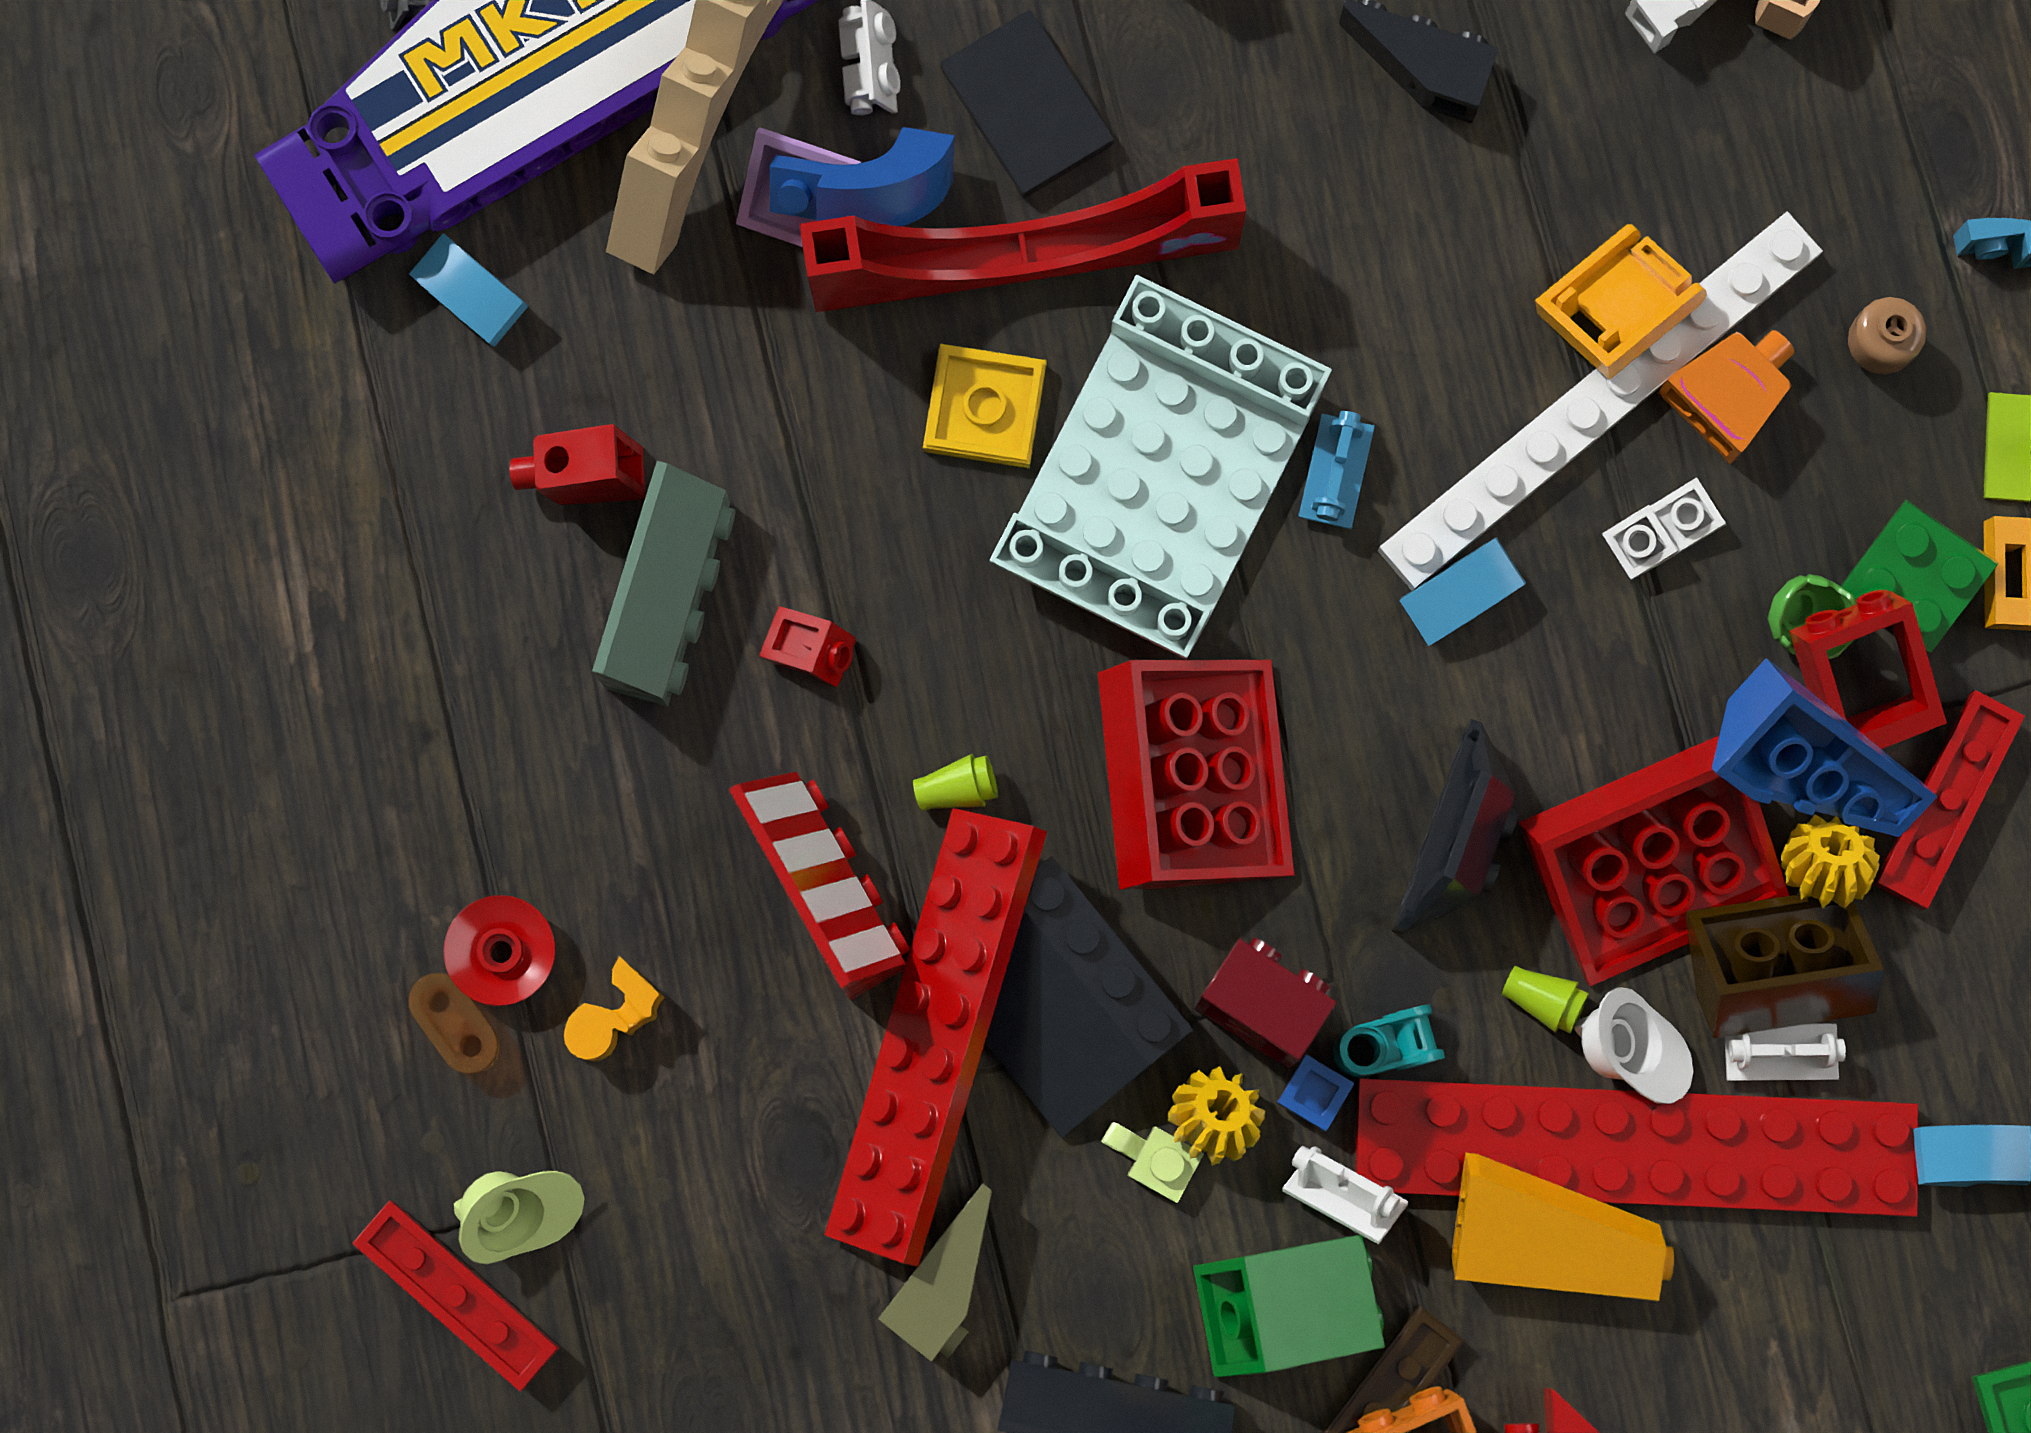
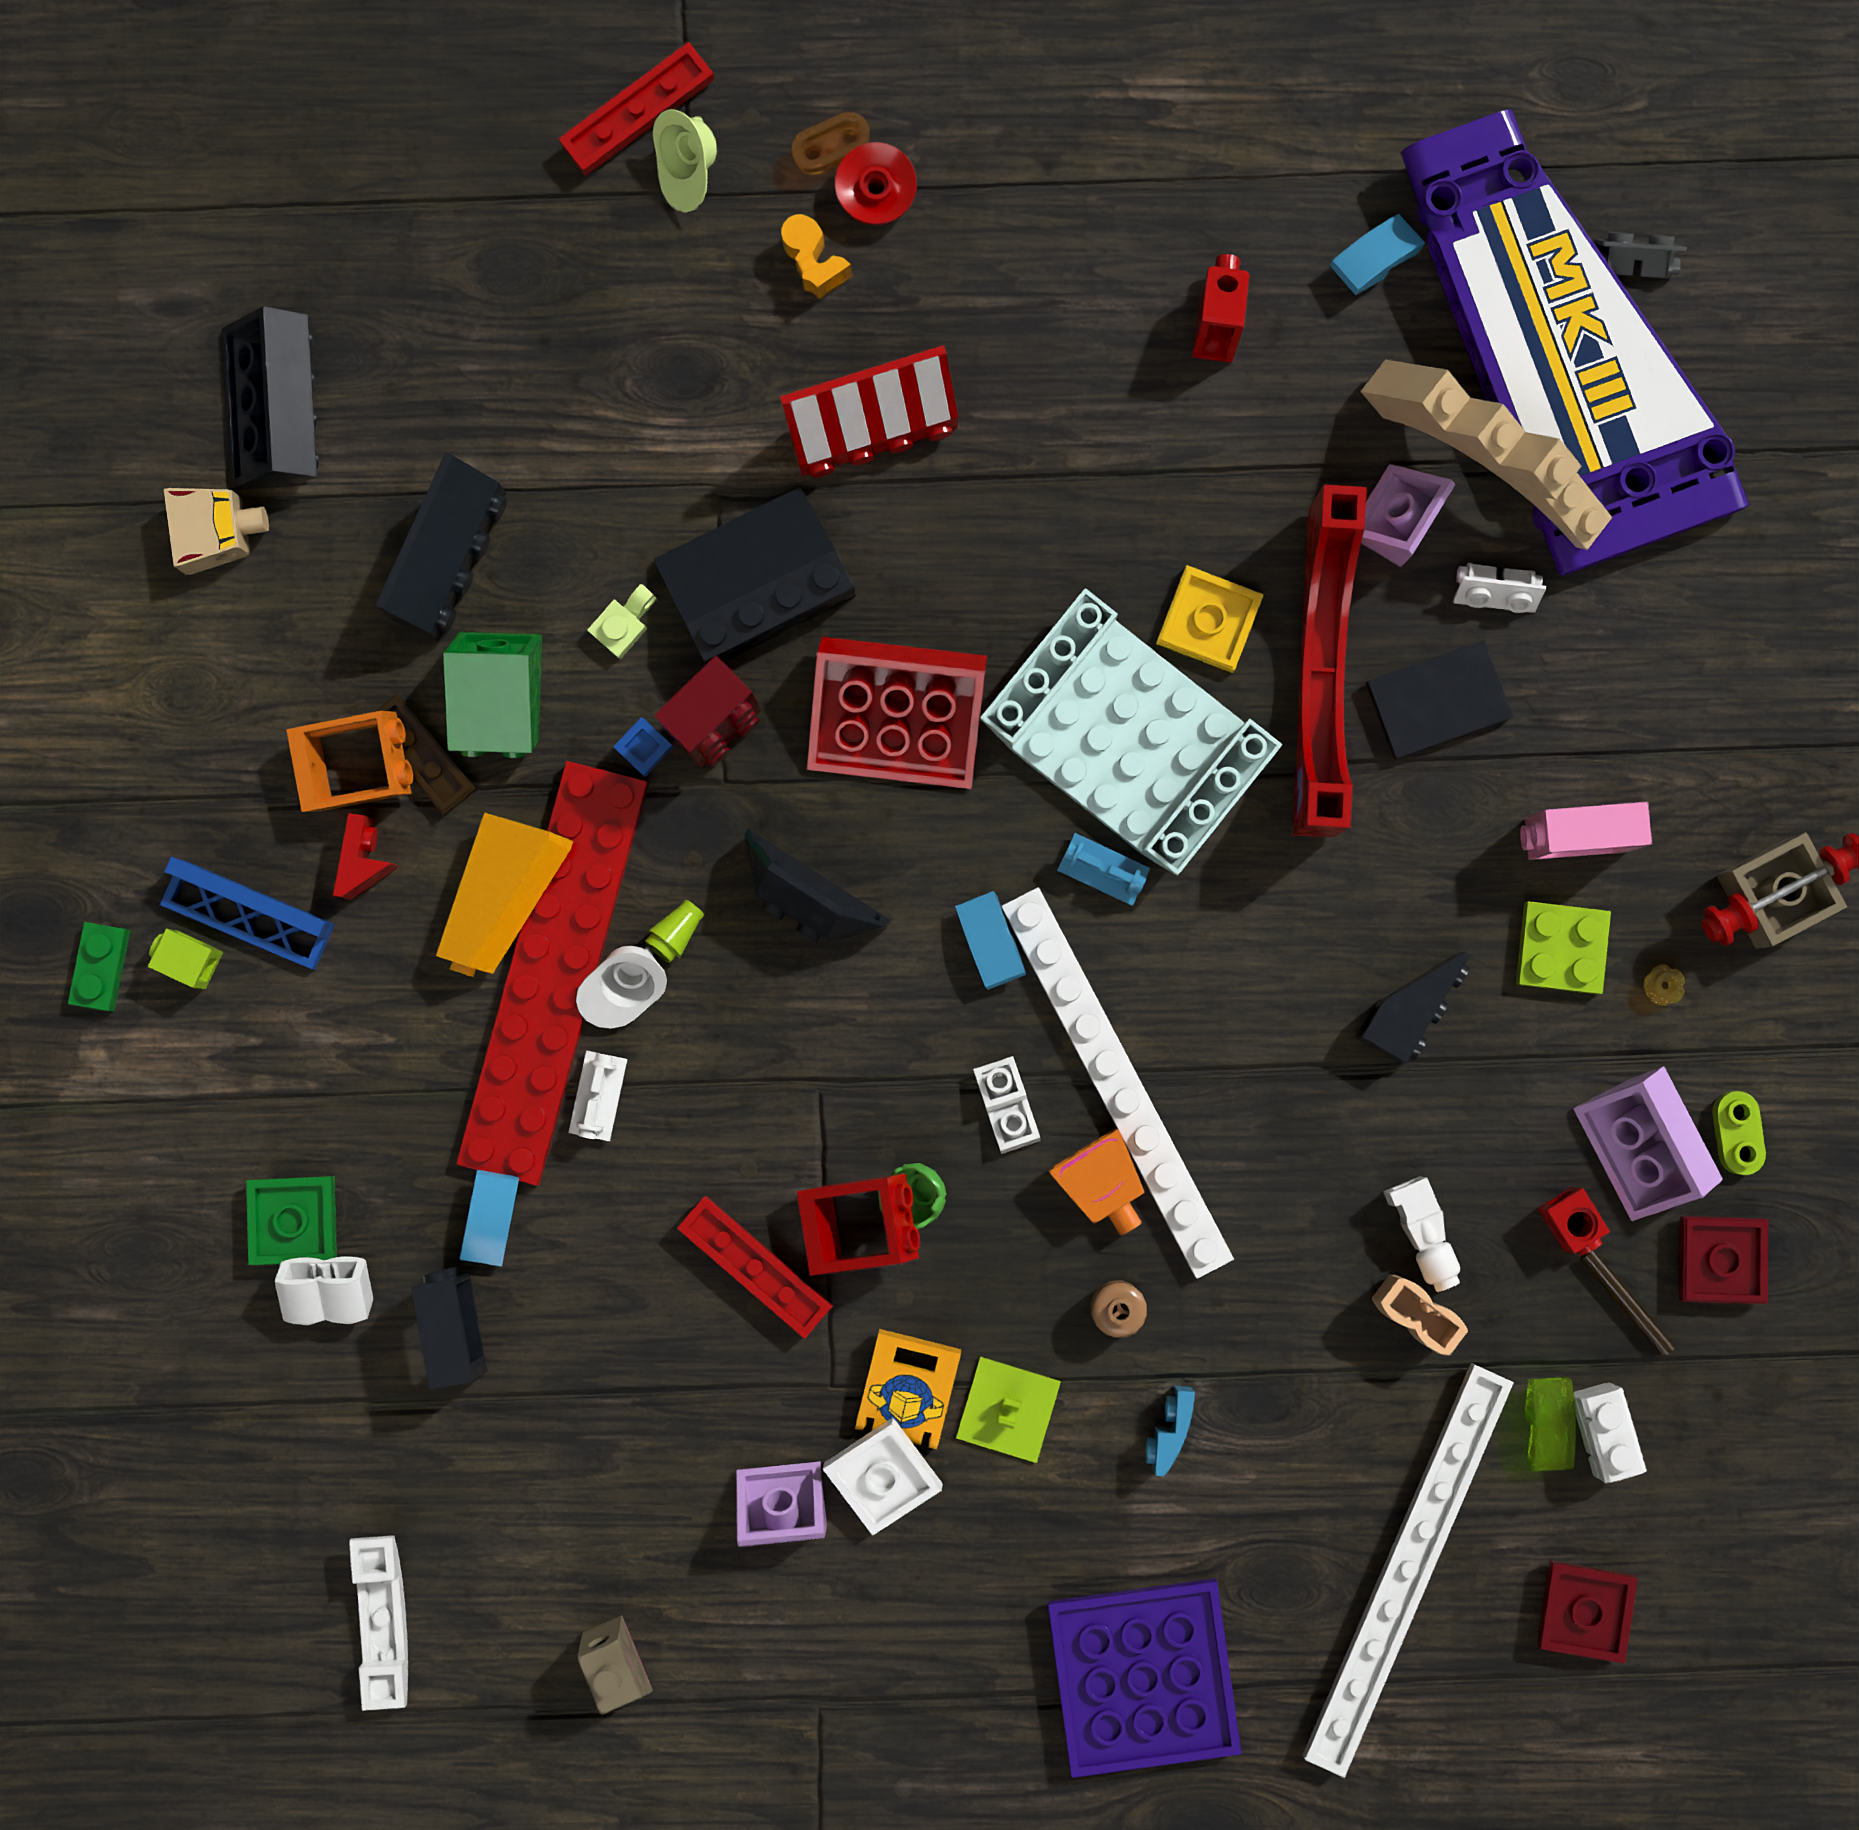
camera: 100 degrees right, 5 degrees up
(663, 586) = (1118, 348): sand green slope -> none
(808, 645) = (1052, 450): red bracket -> none
(886, 190) = (1385, 563): blue arch -> none
(935, 1035) = (744, 478): red plate -> none
(940, 1290) = (562, 448): olive slope -> none
(957, 785) = (926, 538): lime cone -> none
(1201, 1126) = (629, 680): yellow gear -> none
(1343, 1194) = (564, 749): white hinge -> none
(1398, 1043) = (666, 810): teal piece -> none
(1625, 296) = (1192, 1120): light orange container -> none
(1646, 852) = (758, 1035): red slope -> none
(1781, 964) = (661, 1109): dark brown slope -> none
(1799, 752) = (811, 1153): blue wedge -> none
(1830, 861) = (741, 1158): yellow gear -> none
(1925, 566) = (929, 1289): green plate -> none

